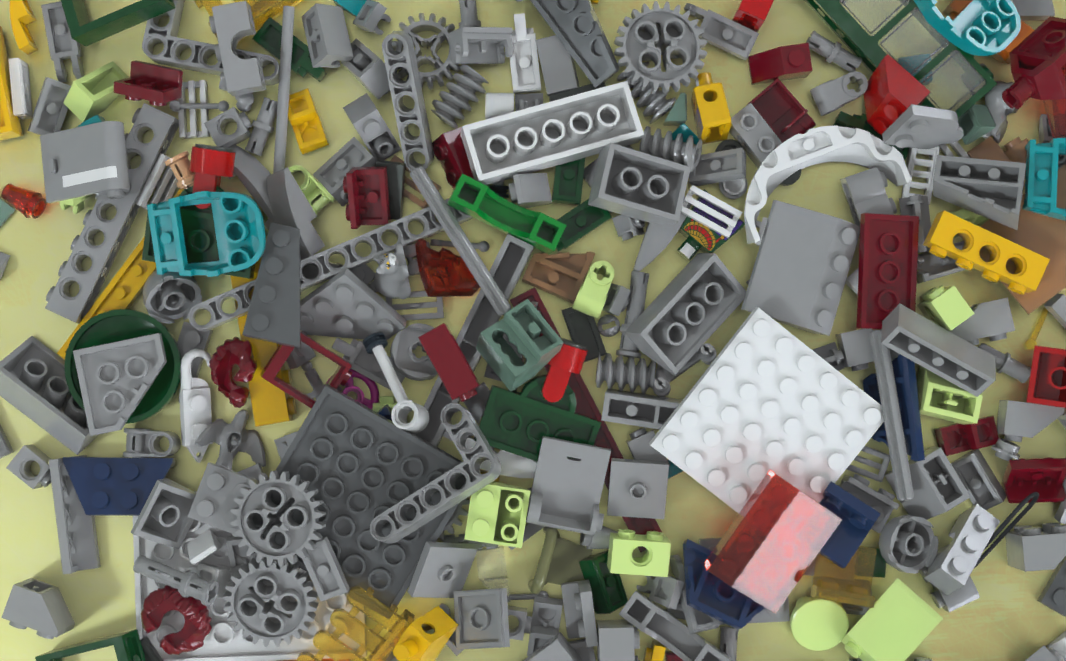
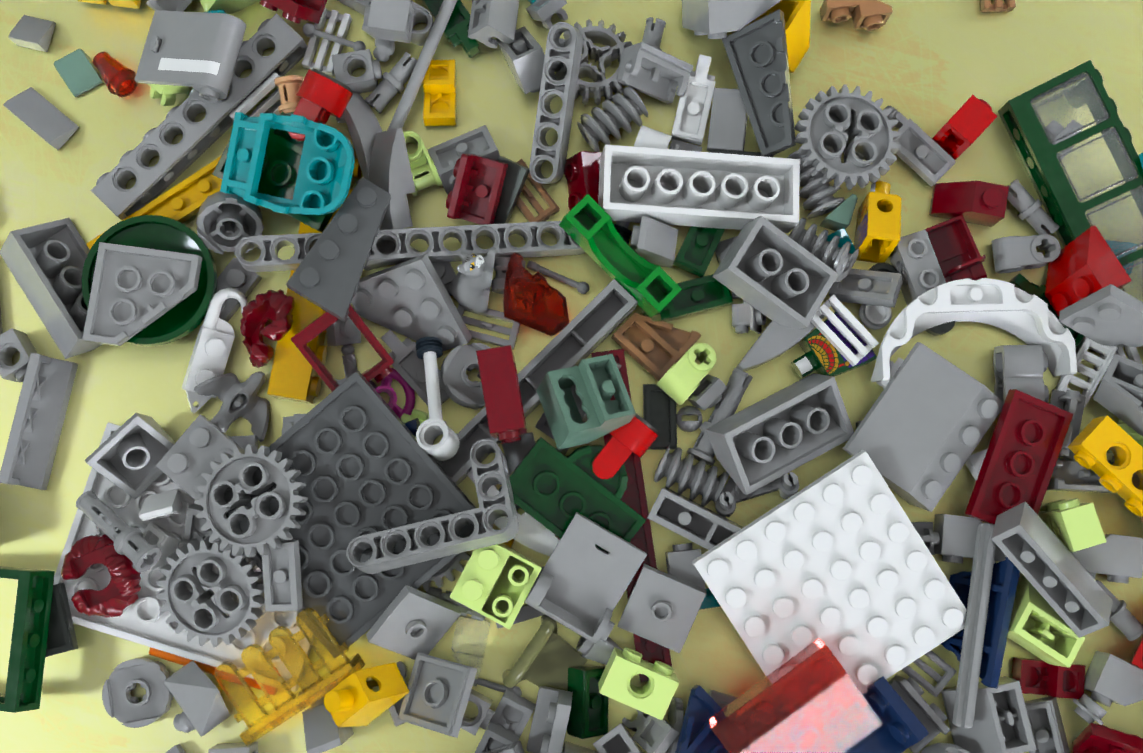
camera: 20 degrees right, 5 degrees down
(115, 484) = (91, 403): dark blue wing -> none
(145, 443) = (145, 373): light grey piece -> none
(372, 128) = (508, 122): light grey slope -> none
(460, 240) = (560, 268): light grey axle -> none

